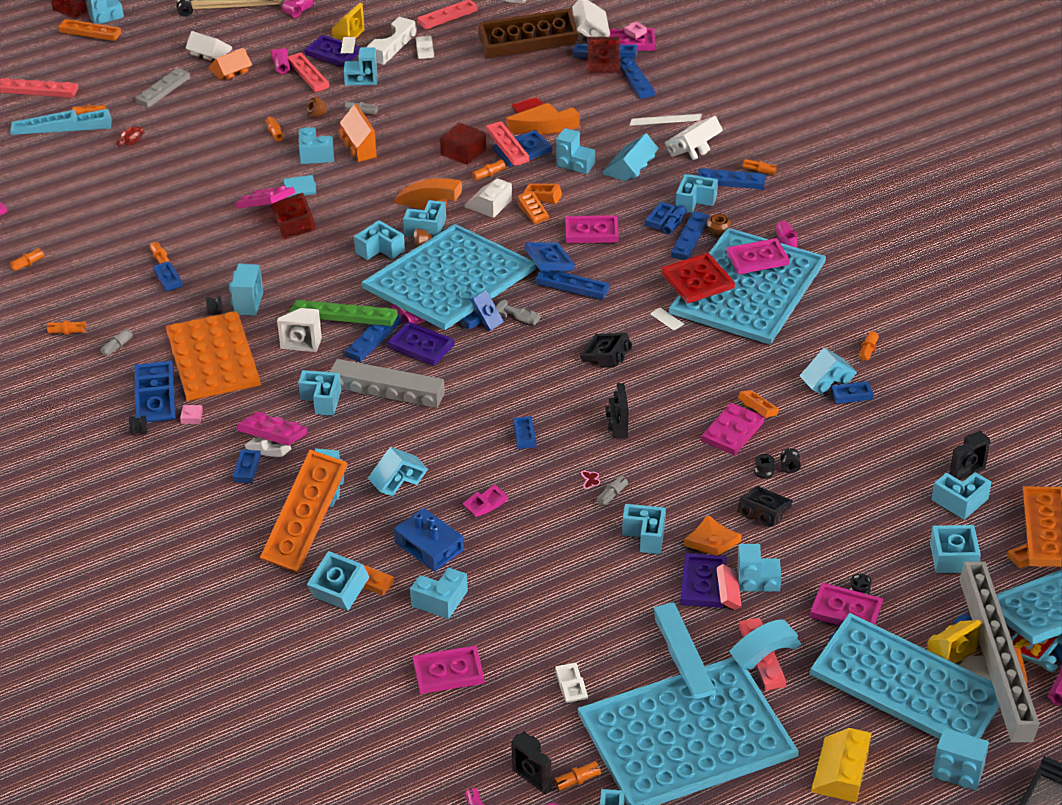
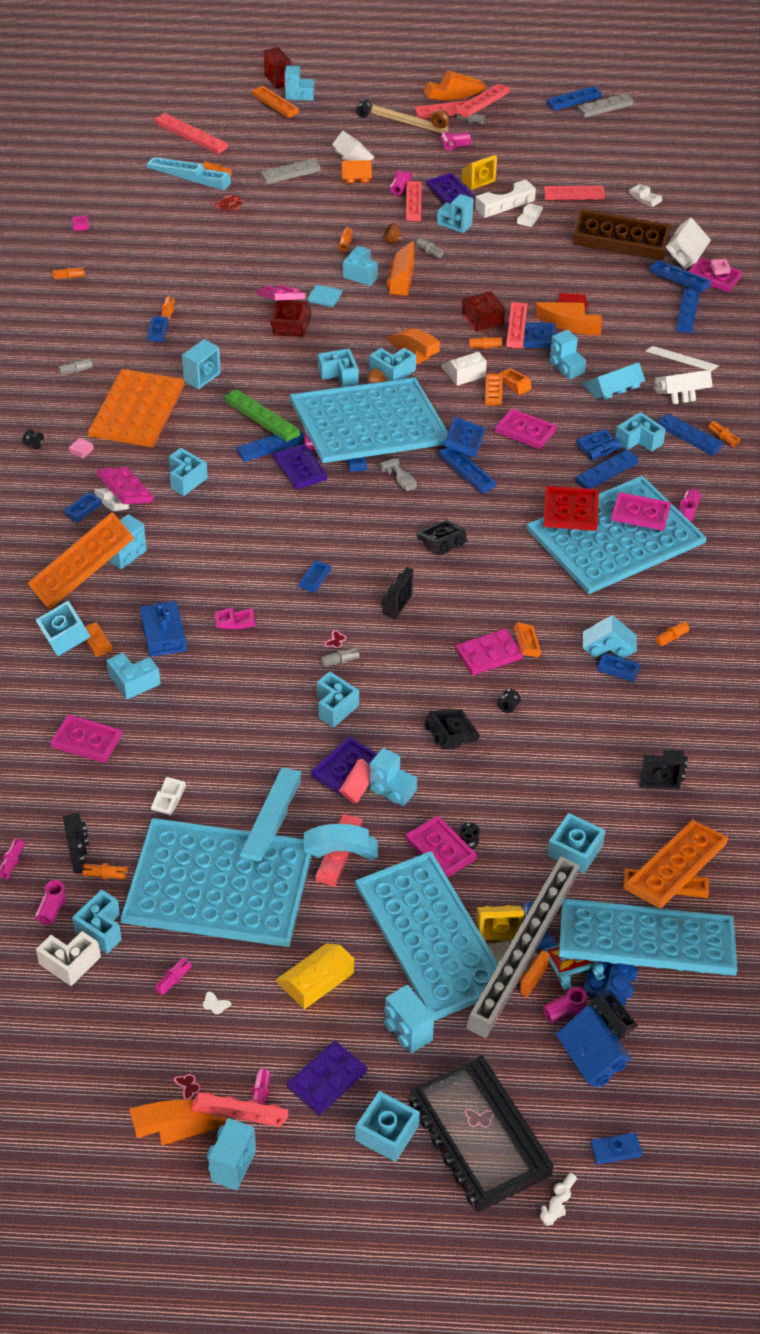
camera: 30 degrees right, 5 degrees up
(66, 327) = (50, 339): orange pin -> none
(155, 391) = (69, 418): blue slope -> none
(214, 305) = (170, 367): black wheel -> none
(300, 330) = (212, 414): white slope -> none
(348, 45) = (465, 188): white sticker -> none
(389, 383) = (245, 488): light grey brick -> none
(396, 468) = (184, 558): medium azure brick -> none
(486, 310) = (372, 461): plate -> none
(603, 55) = (669, 278): clear red brick -> none
(667, 318) = (522, 534): white sticker -> none
(712, 537) = (385, 734): orange plate -> none
(718, 224) = (637, 468): dark orange cone -> none
(764, 466) = (484, 695): black wheel -> none
(959, 496) = (628, 803): medium azure brick -> none

